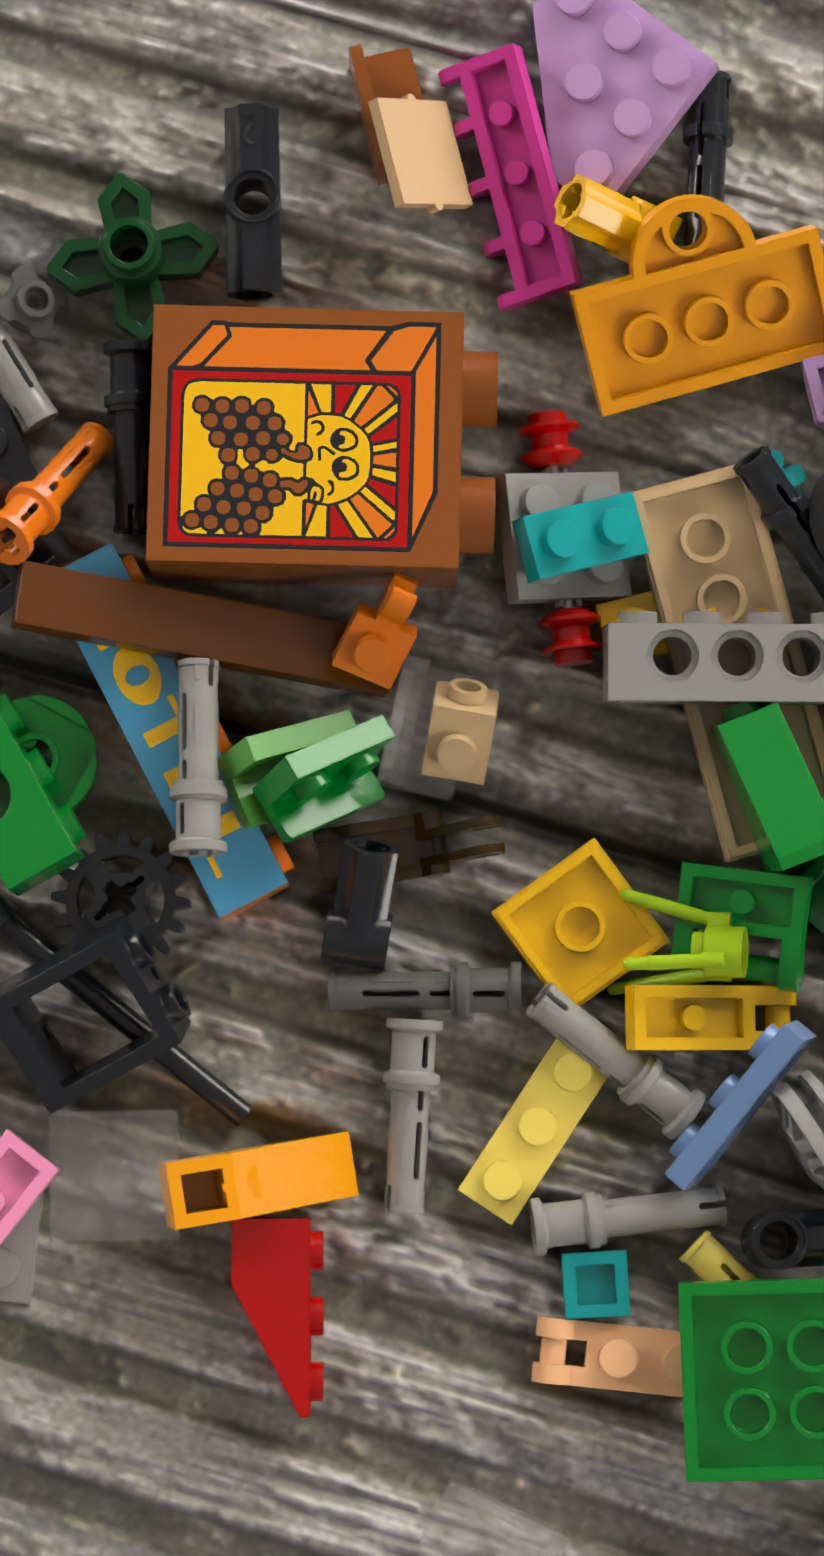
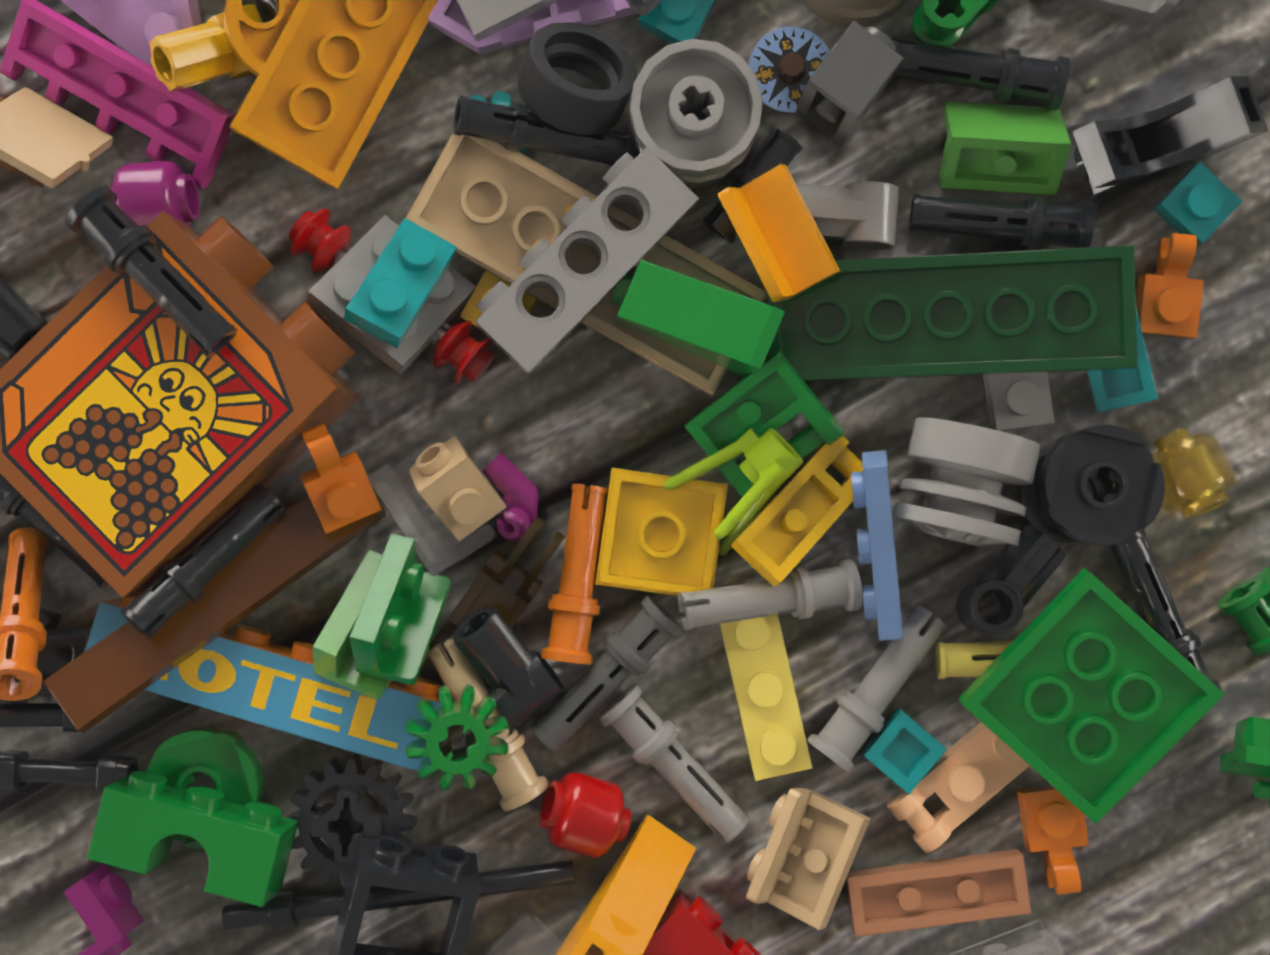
camera: 40 degrees left, 5 degrees up
(198, 786) = (321, 709): light grey pin -> none
(202, 591) = (190, 573): none -> black pin
(281, 935) = (435, 731): none -> green gear
(289, 962) = (514, 773): none -> tan pin
(302, 1078) = (584, 814): none -> red head
(415, 323) = (134, 252): none -> black pin
(438, 1285) = (806, 855): none -> tan bracket
(456, 281) = (156, 187): none -> magenta head
(458, 910) = (573, 604): none -> orange pin
(501, 784) = (518, 495): none -> magenta arm
(509, 1421) = (937, 892): none -> nougat plate
(652, 1466) = (1055, 827): none -> orange plate

